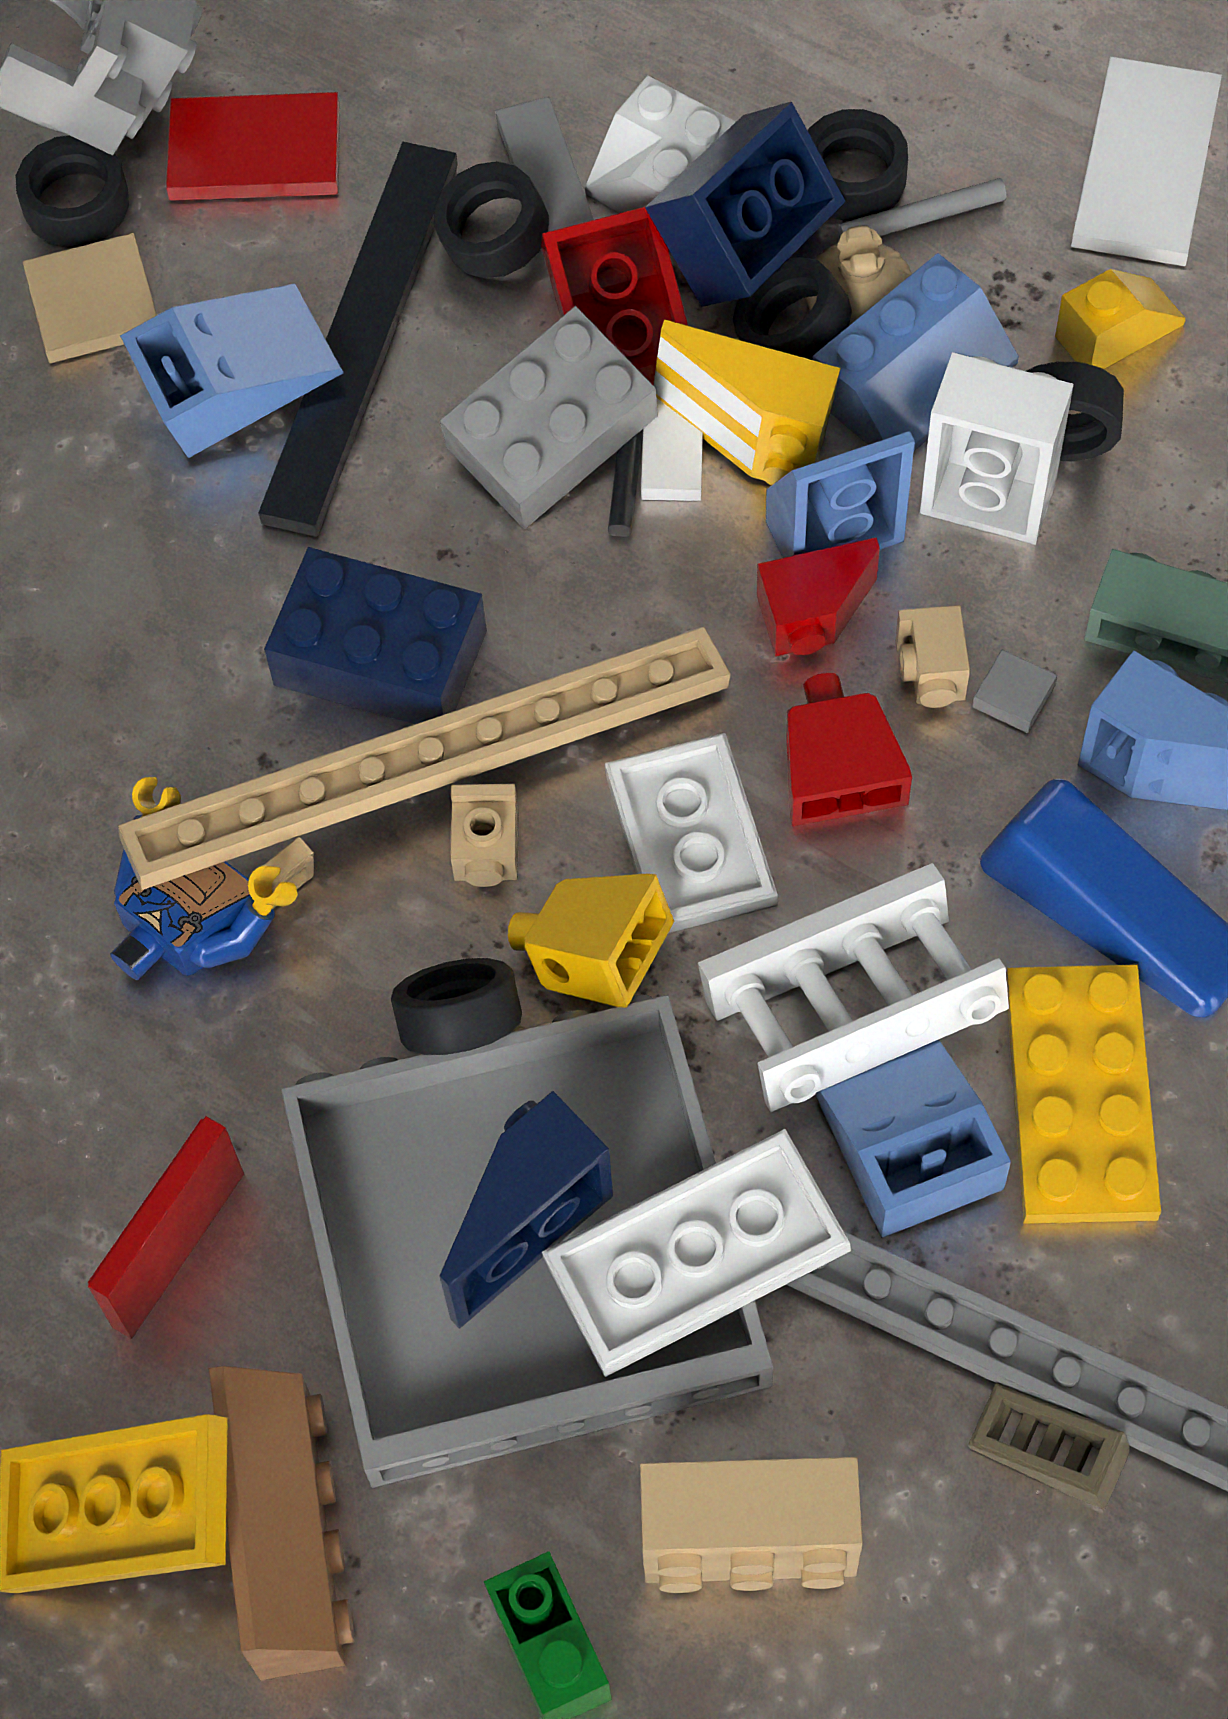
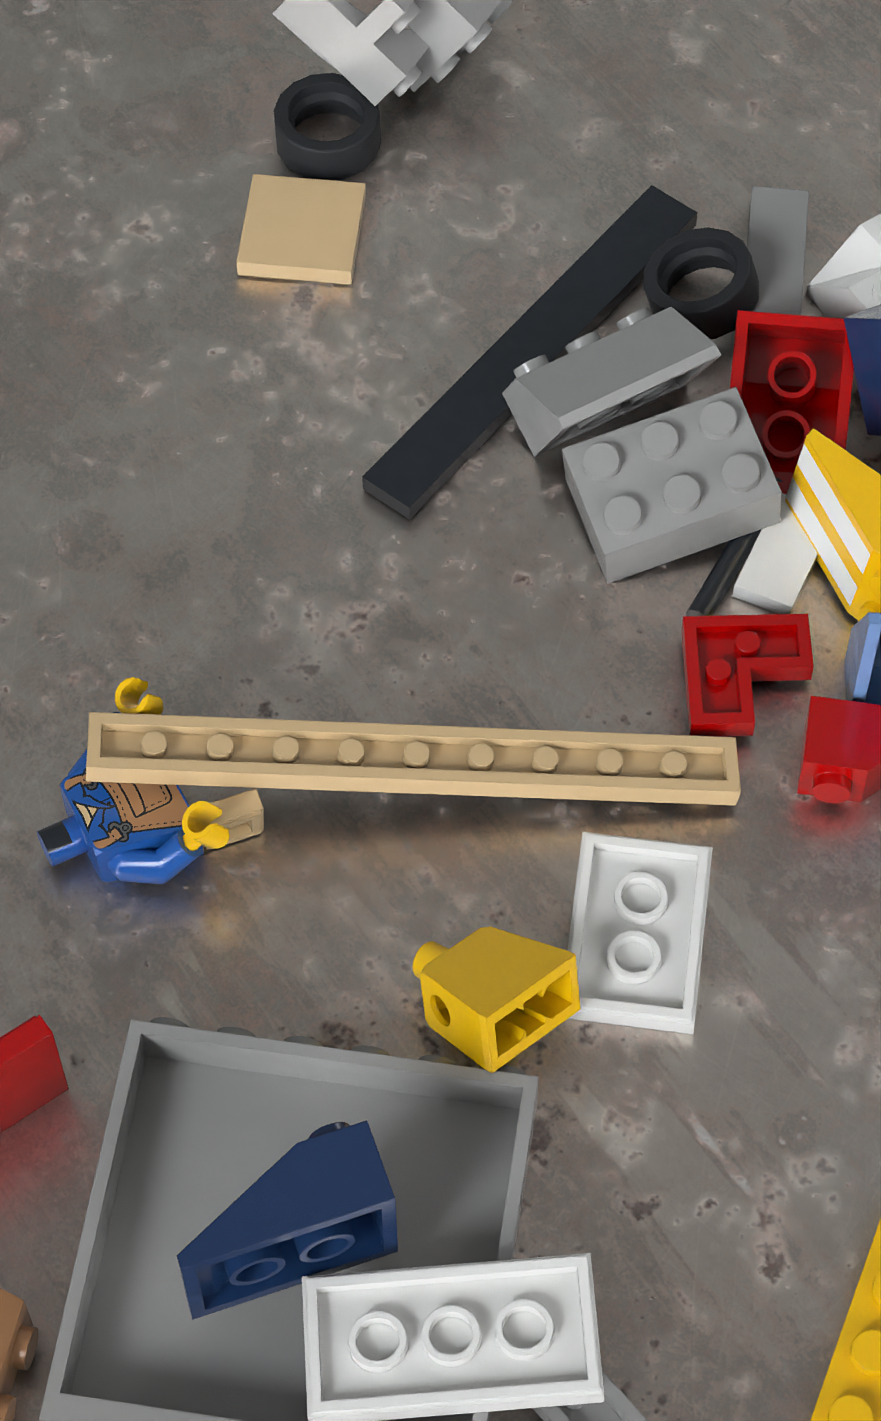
camera: 20 degrees right, 5 degrees down
(229, 362) = (394, 328): medium blue slope -> none
(253, 146) = (512, 143): red tile -> none
(375, 638) = (416, 631): dark blue brick -> none
(444, 337) = (606, 376): none -> light grey slope
(456, 1006) = (331, 1007): black tyre -> none
(488, 812) = (454, 842): tan brick -> none
(663, 560) = (728, 654): none -> red plate
(833, 939) = (726, 1088): white fence -> none
(842, 755) = (815, 912): red torso -> none
(915, 1138) = (721, 1302): medium blue slope -> none

